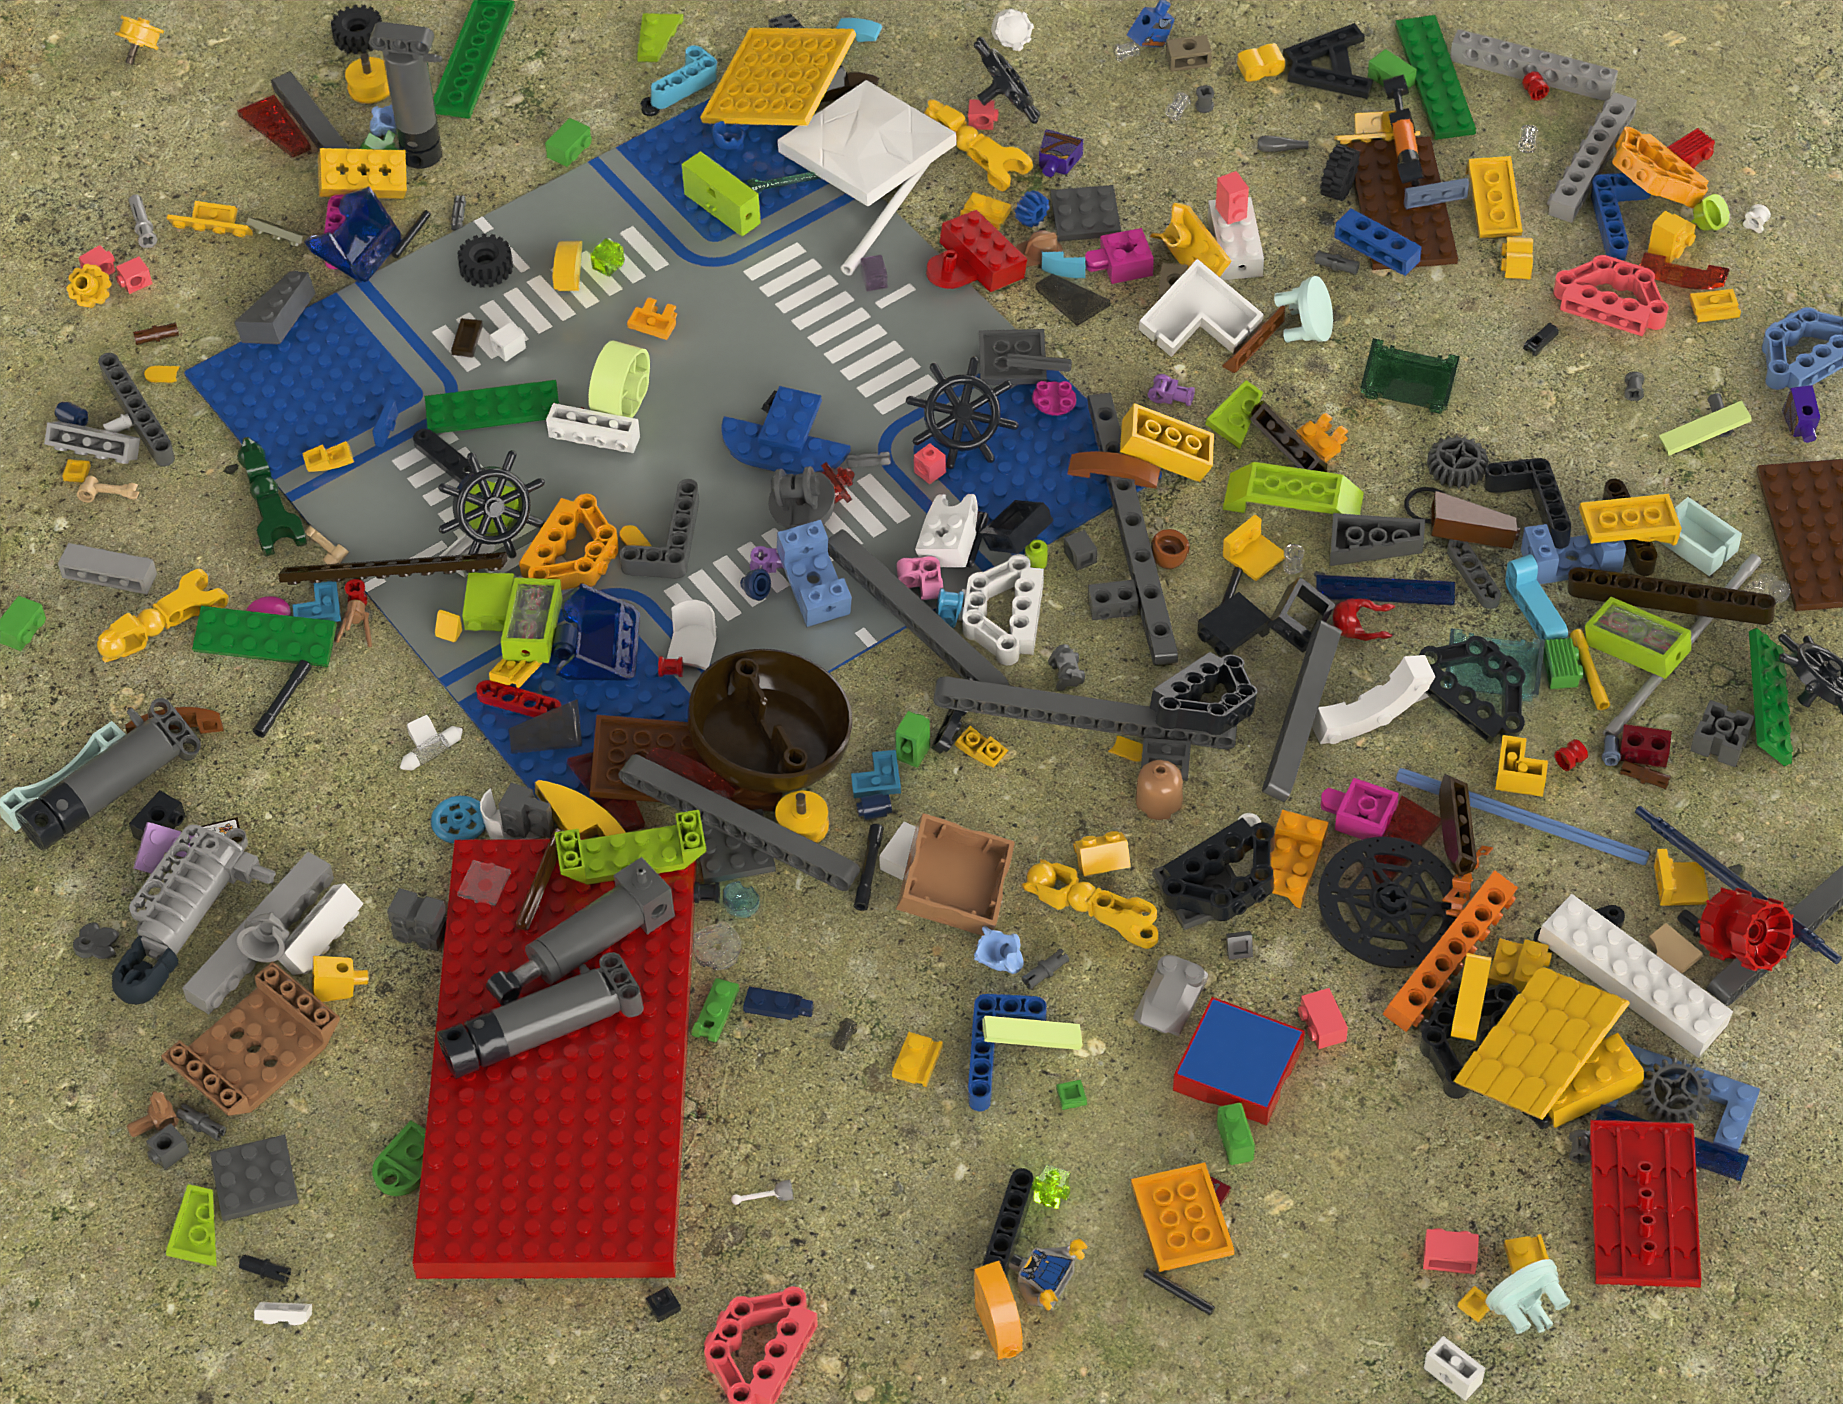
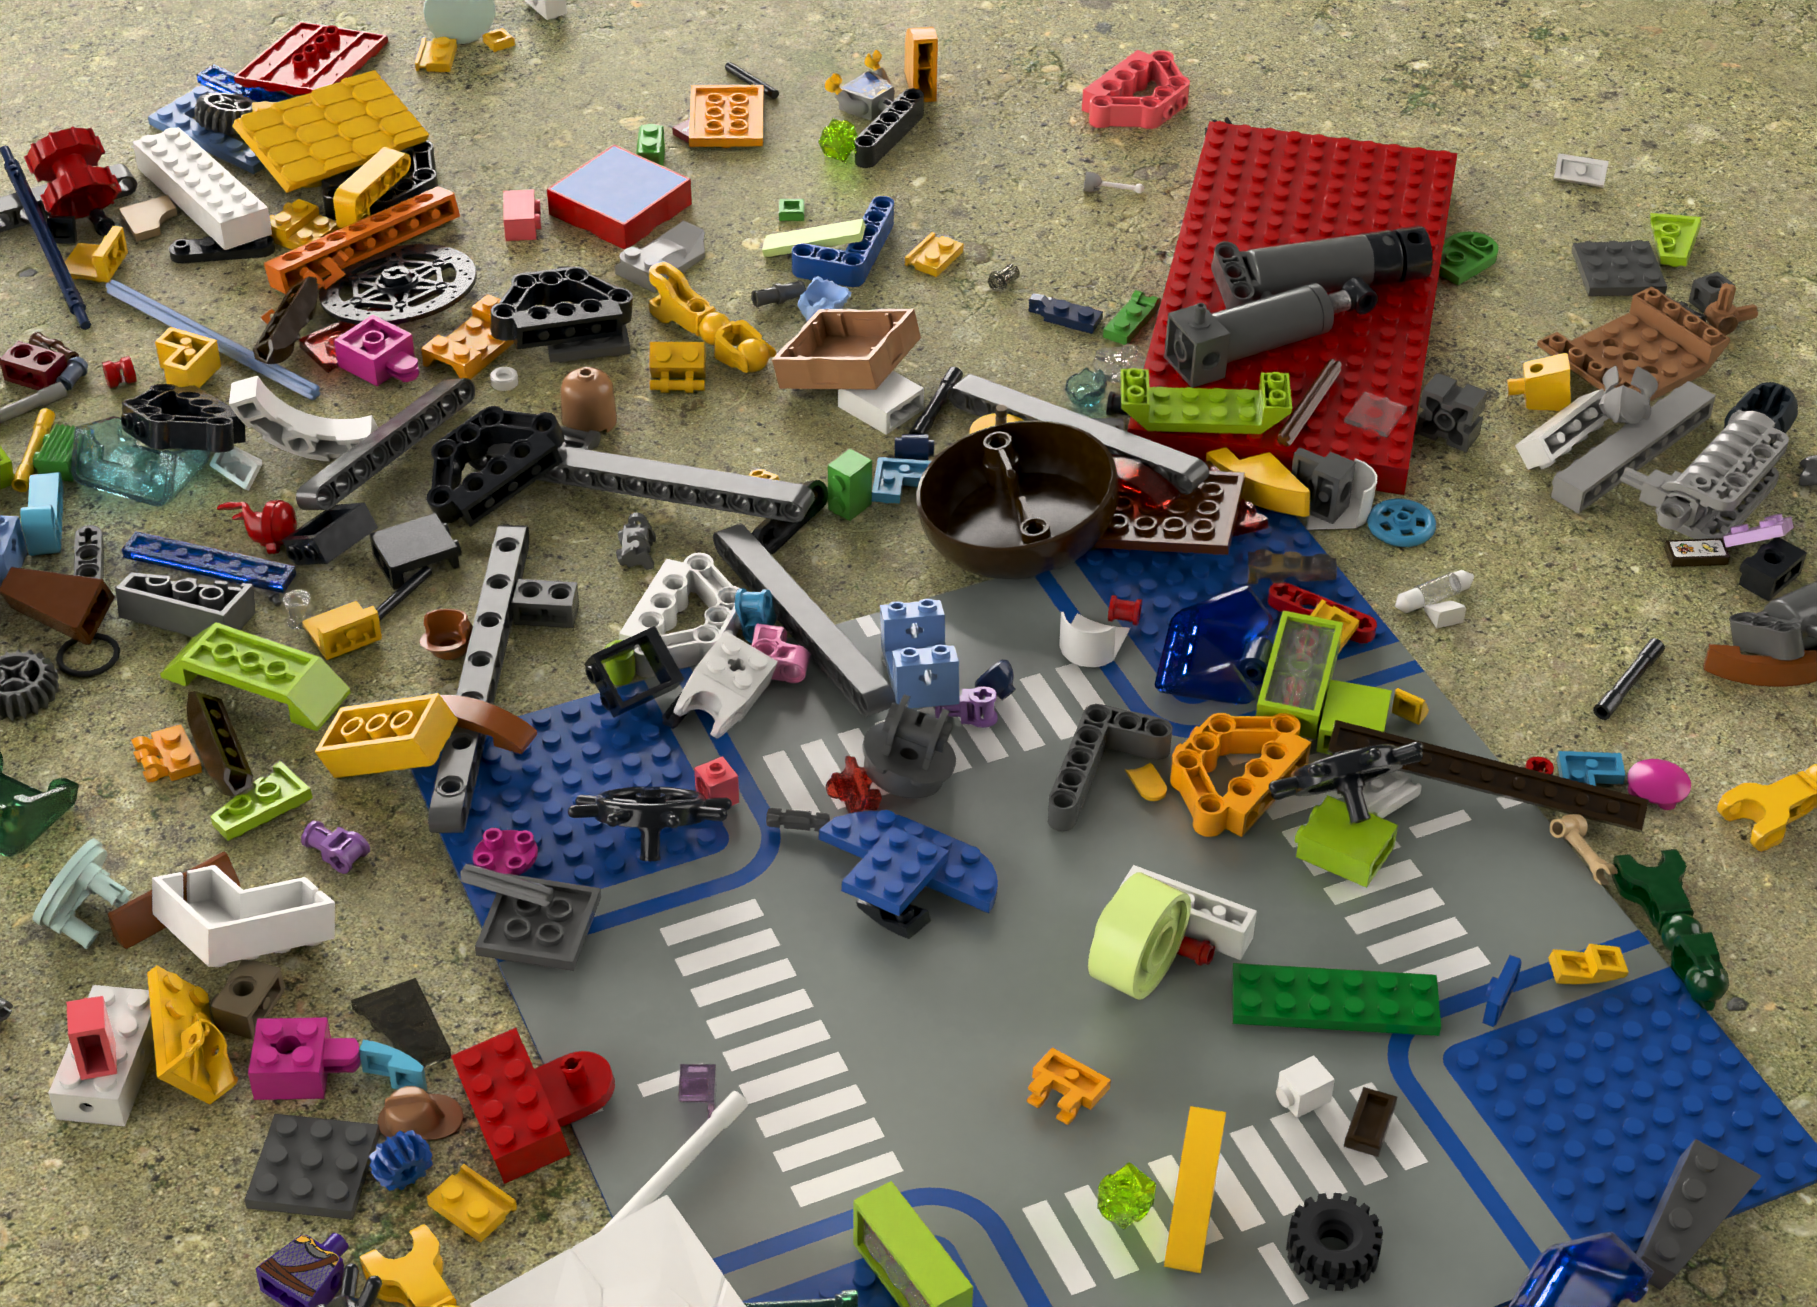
camera: 170 degrees left, 10 degrees down
(264, 636) = (1660, 745): green plate -> none
(264, 1268) = (1601, 202): black axle -> none
(355, 614) = (1538, 748): medium nougat plant -> none
(442, 454) = (1408, 935): black plate -> none
(1080, 550) = (559, 665): dark grey brick -> none
(1450, 1251) = (501, 61): coral brick -> none

